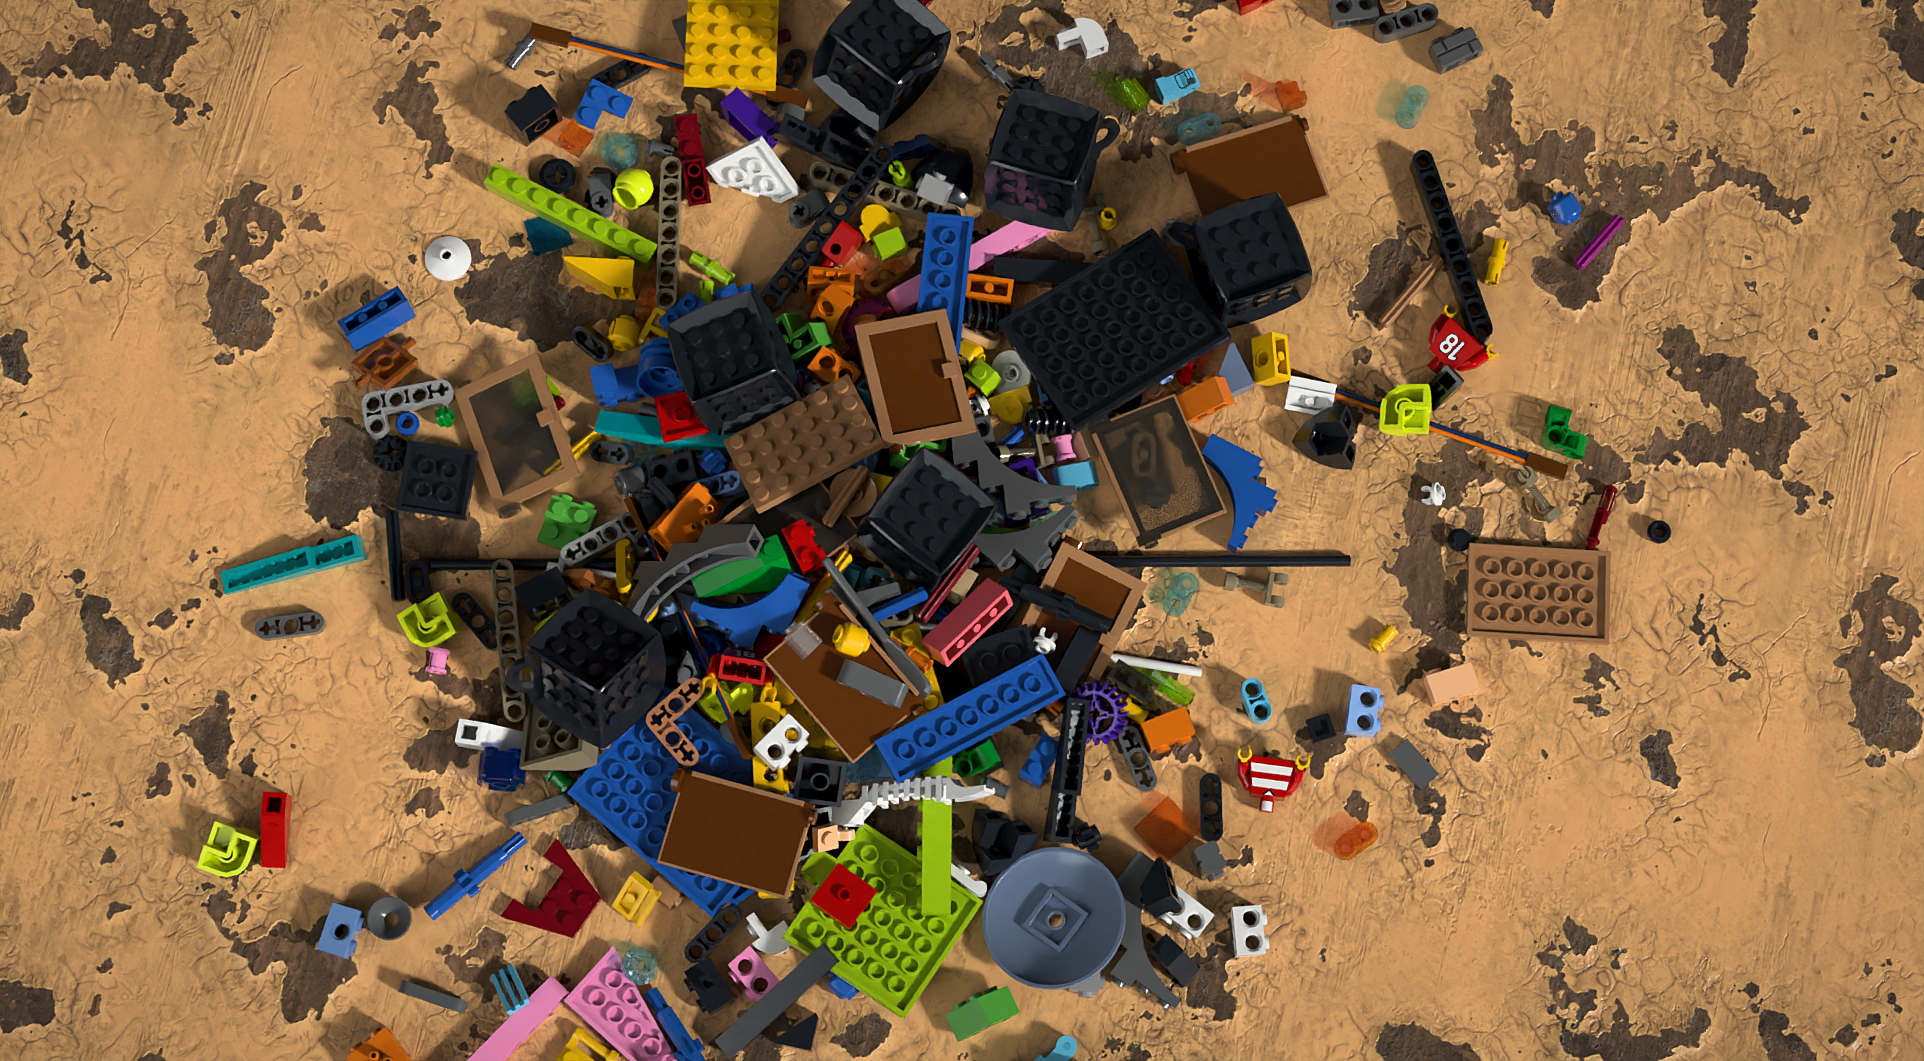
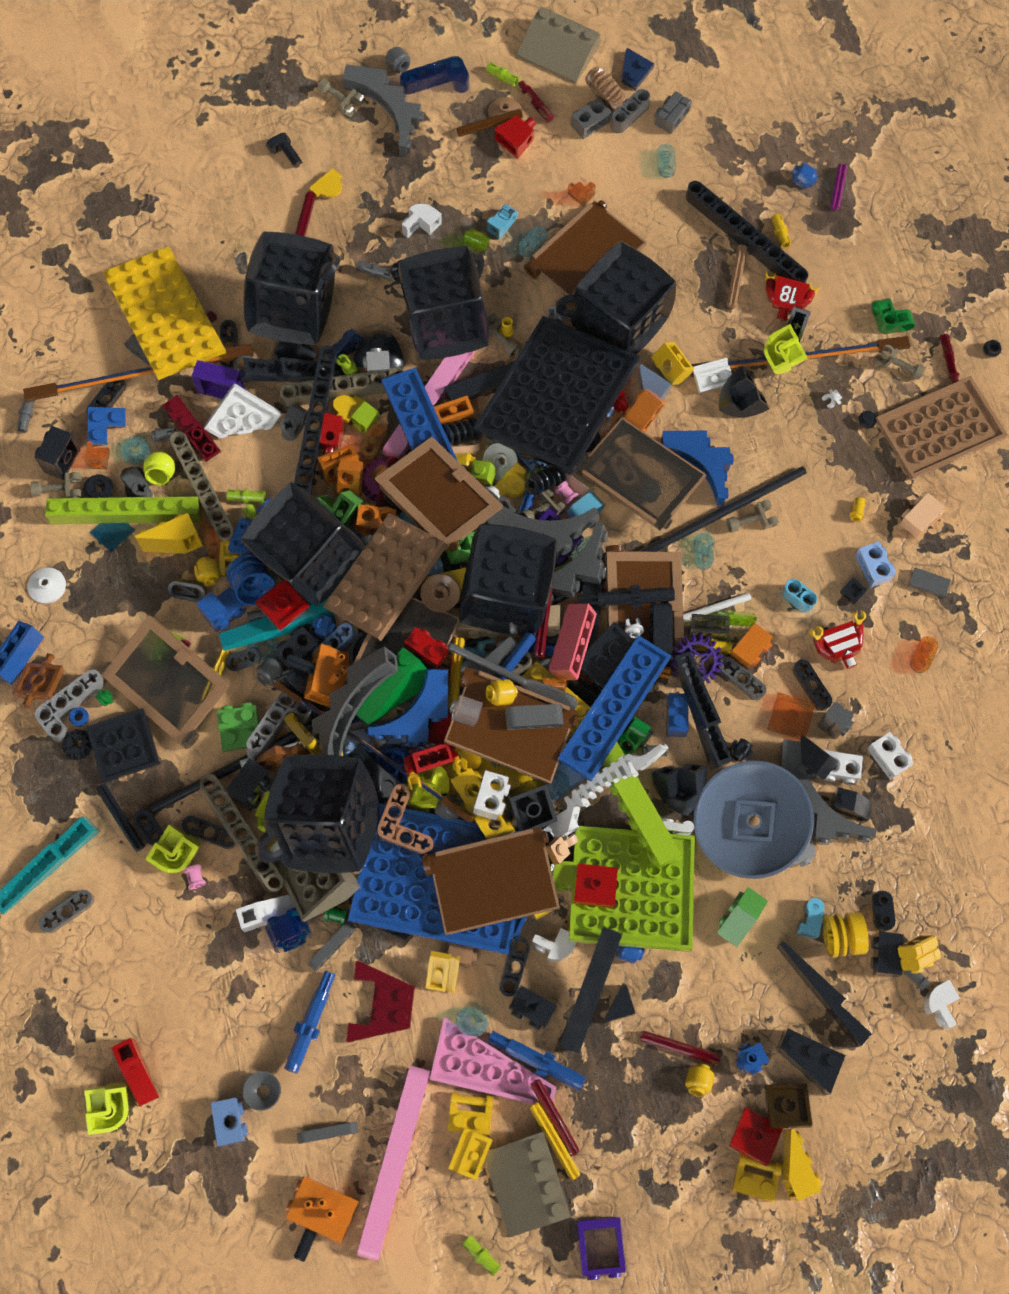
camera: 30 degrees left, 5 degrees down
(492, 143) = (74, 477): none -> dark tan bar
(502, 994) = (372, 1085): medium azure tile -> none
(758, 971) = (562, 974): bright pink brick -> none
(845, 496) = (436, 597): medium nougat axle -> none

